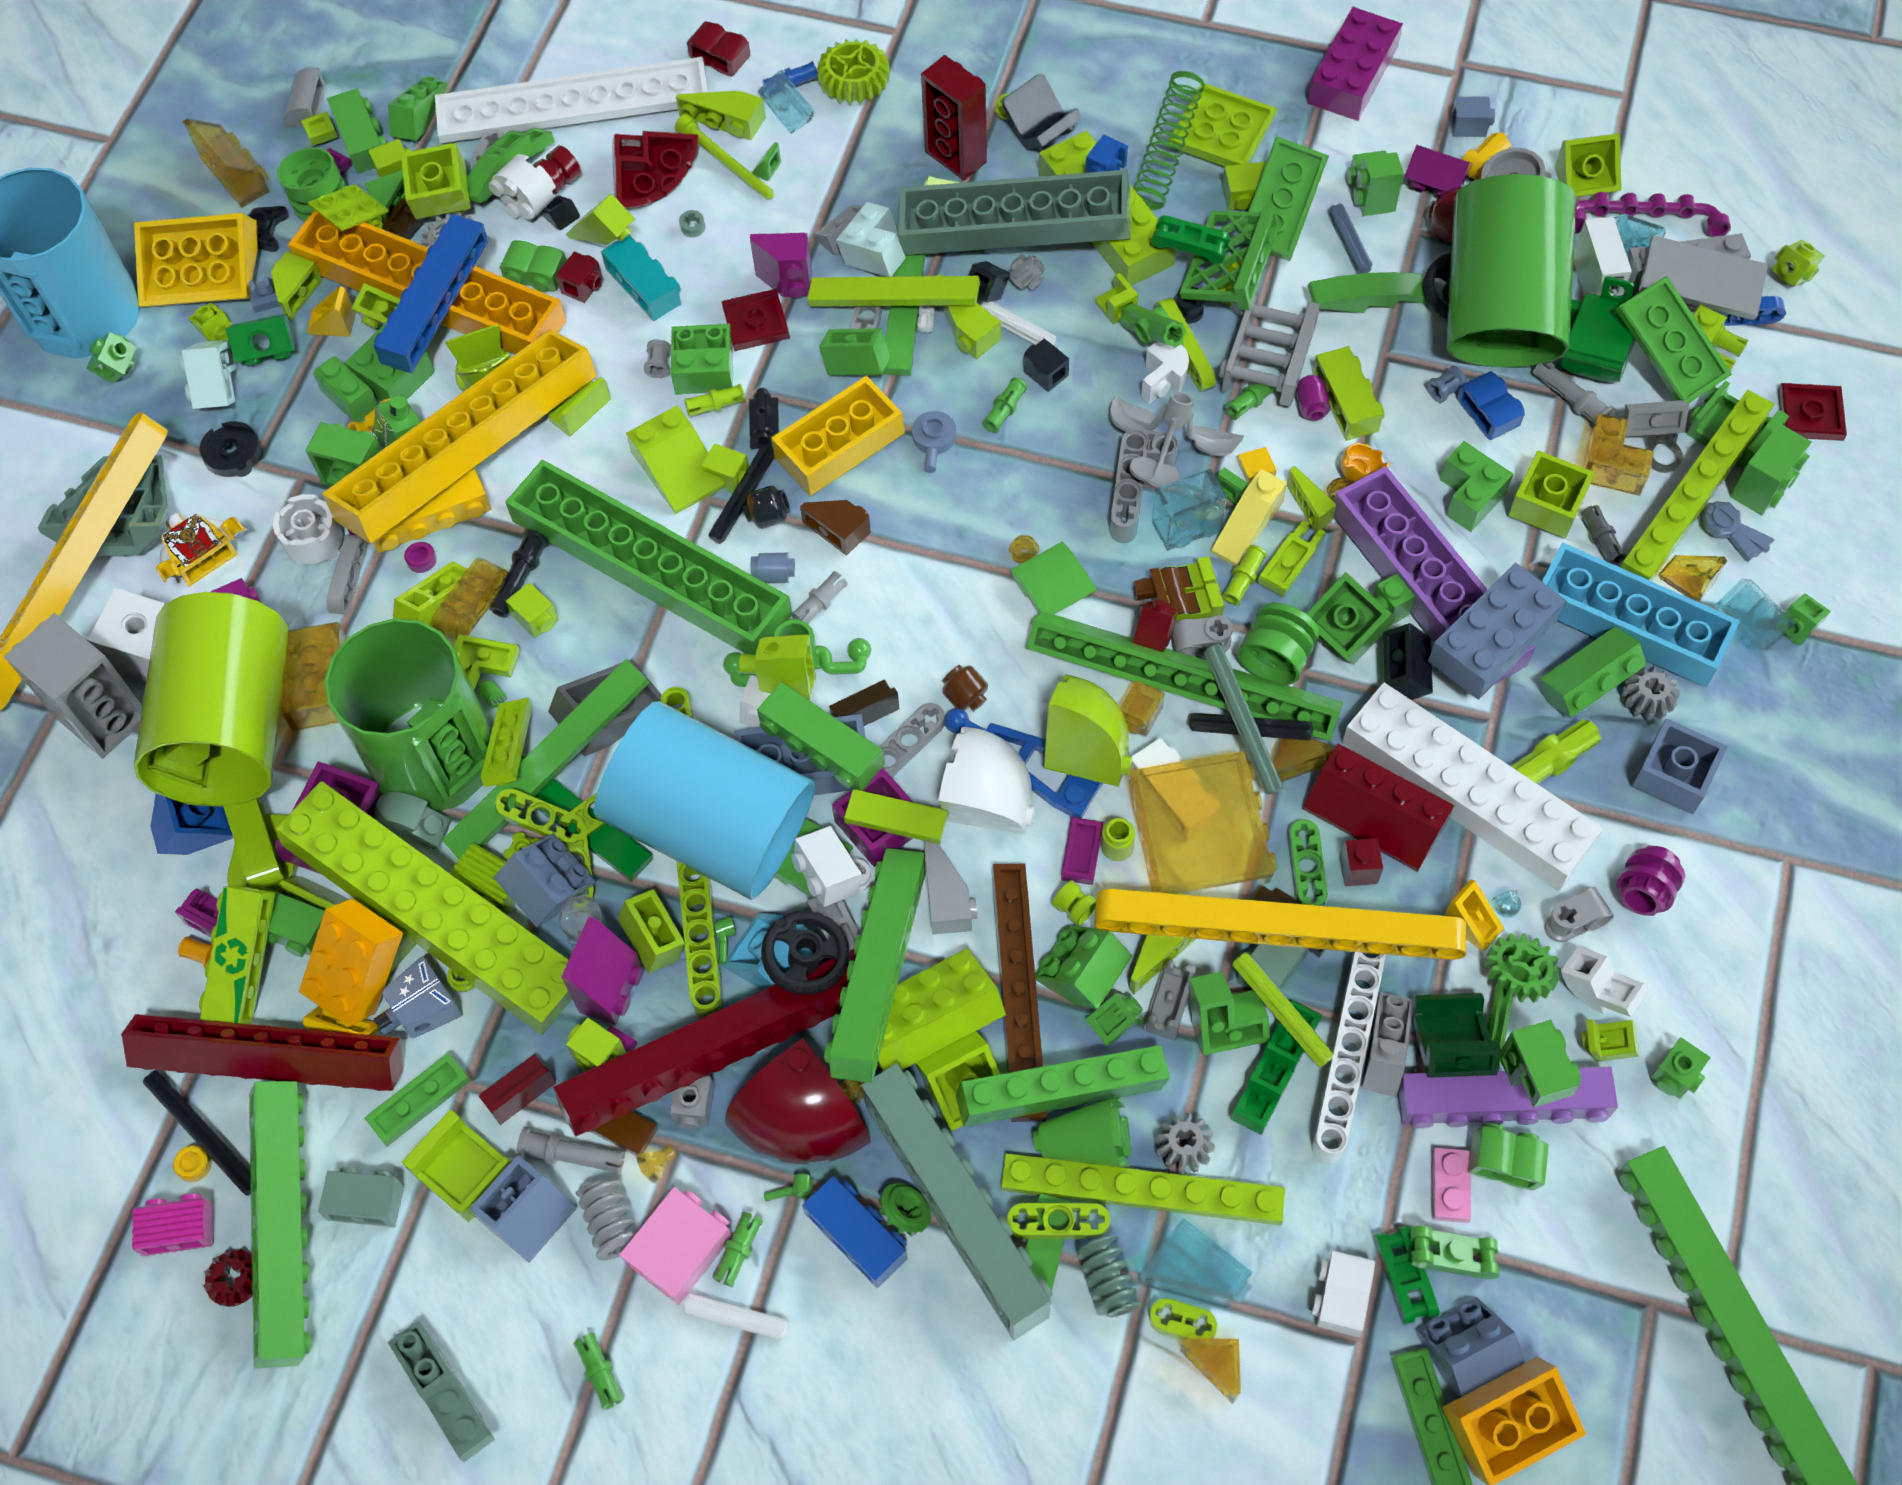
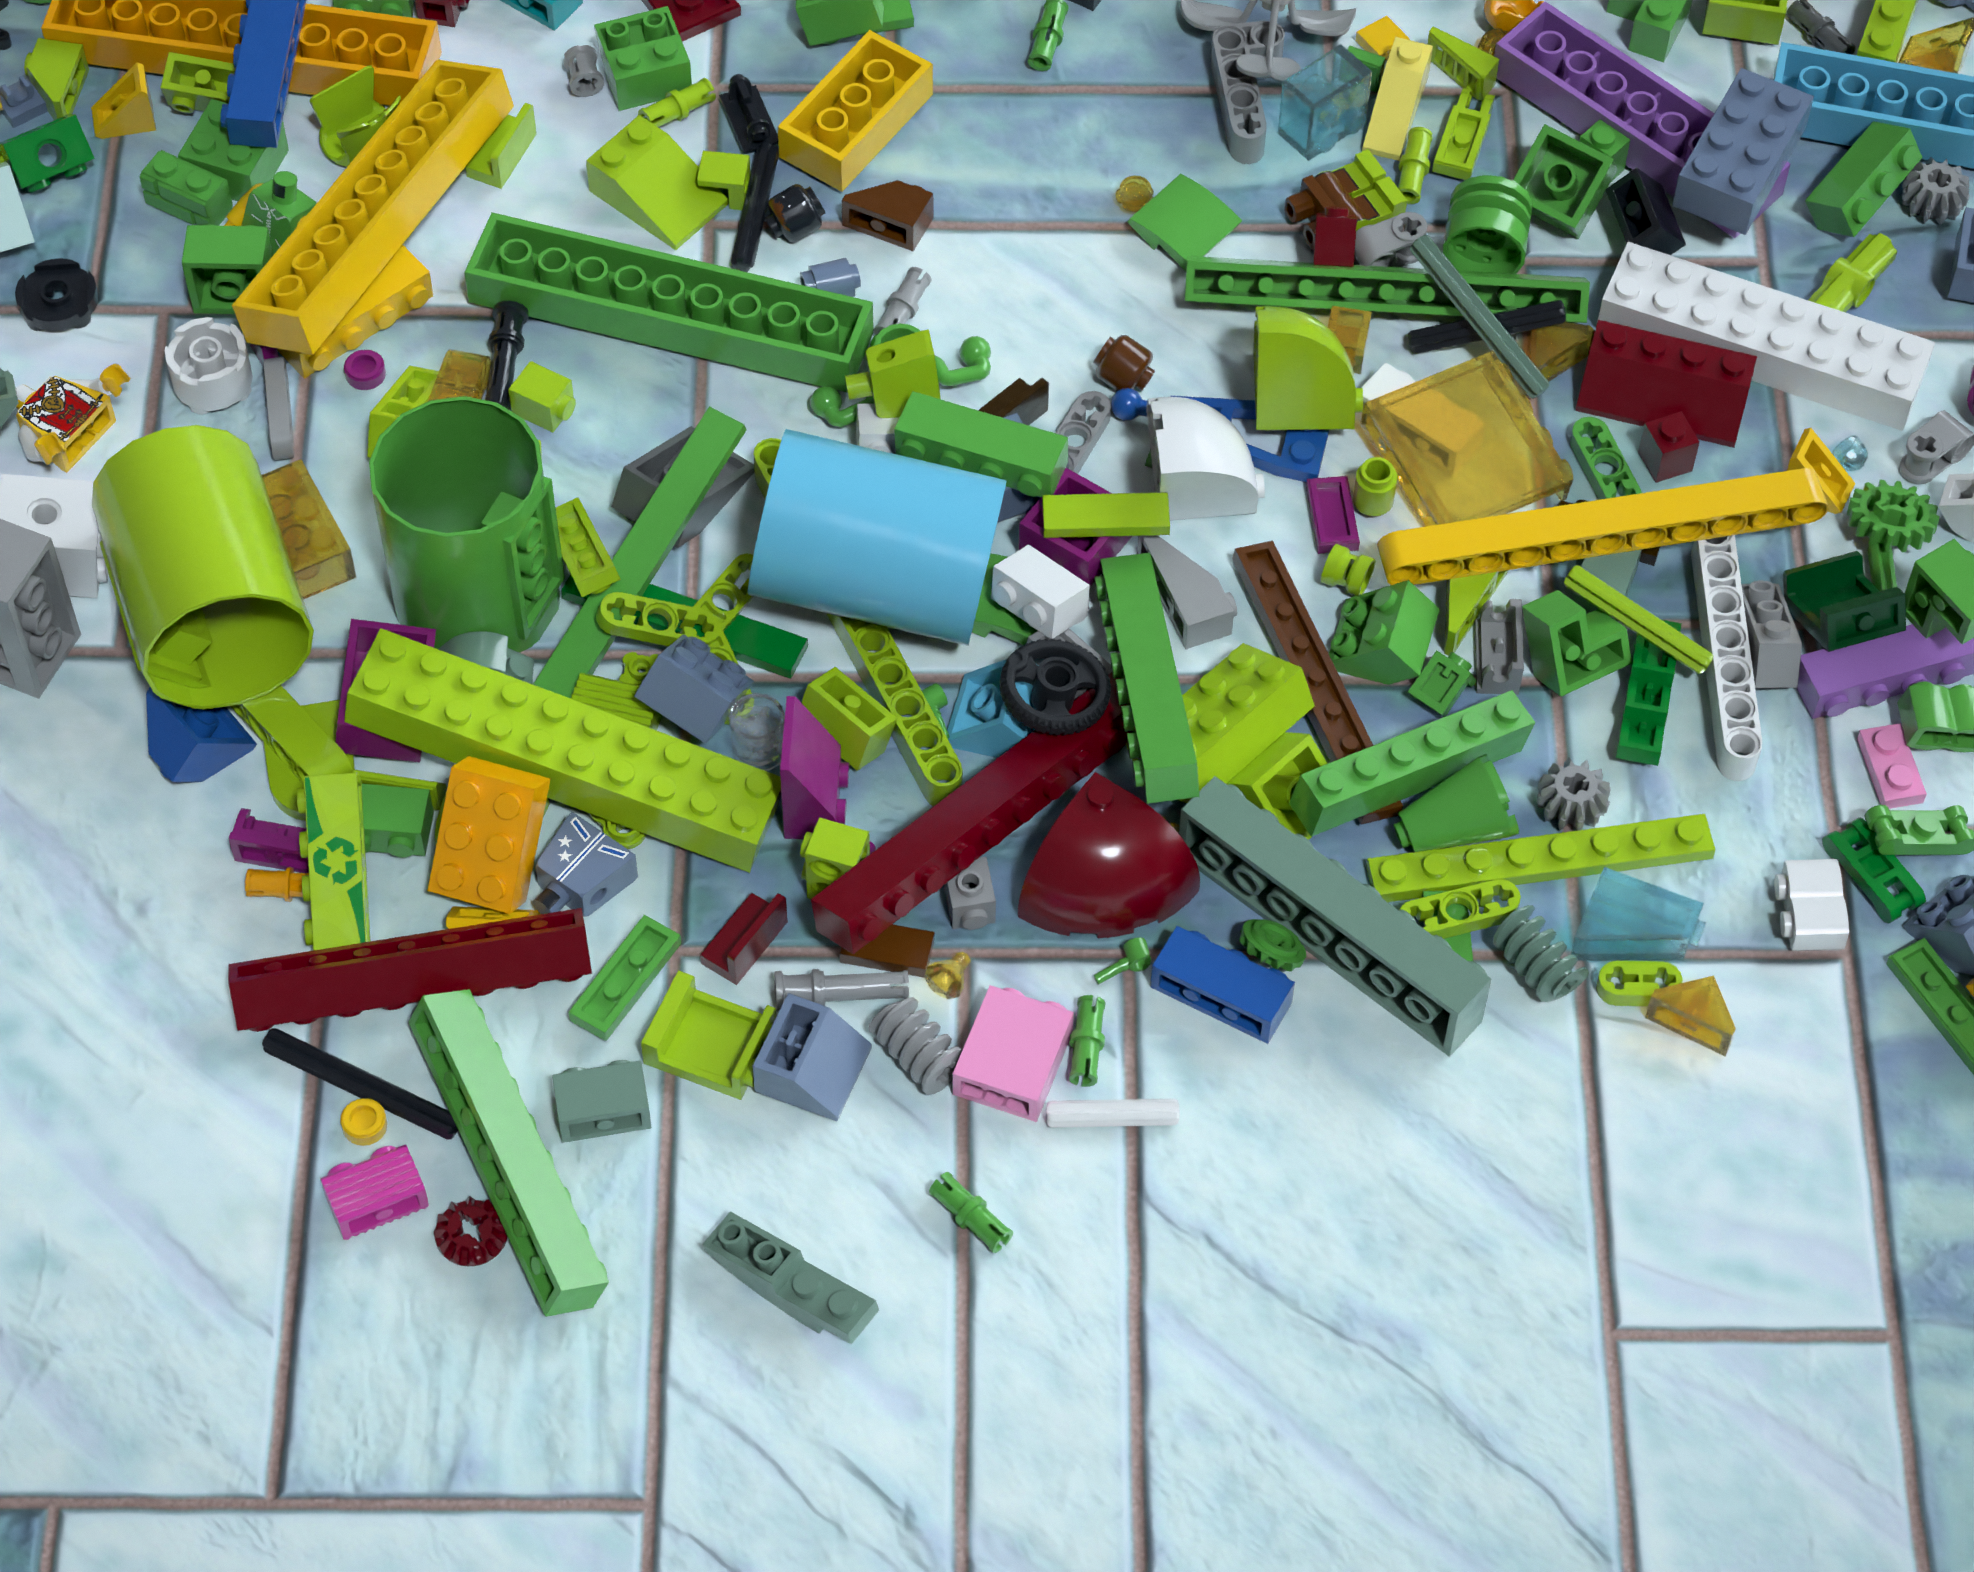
camera: 20 degrees left, 5 degrees down
(933, 434) = (971, 88): sand blue piece -> none

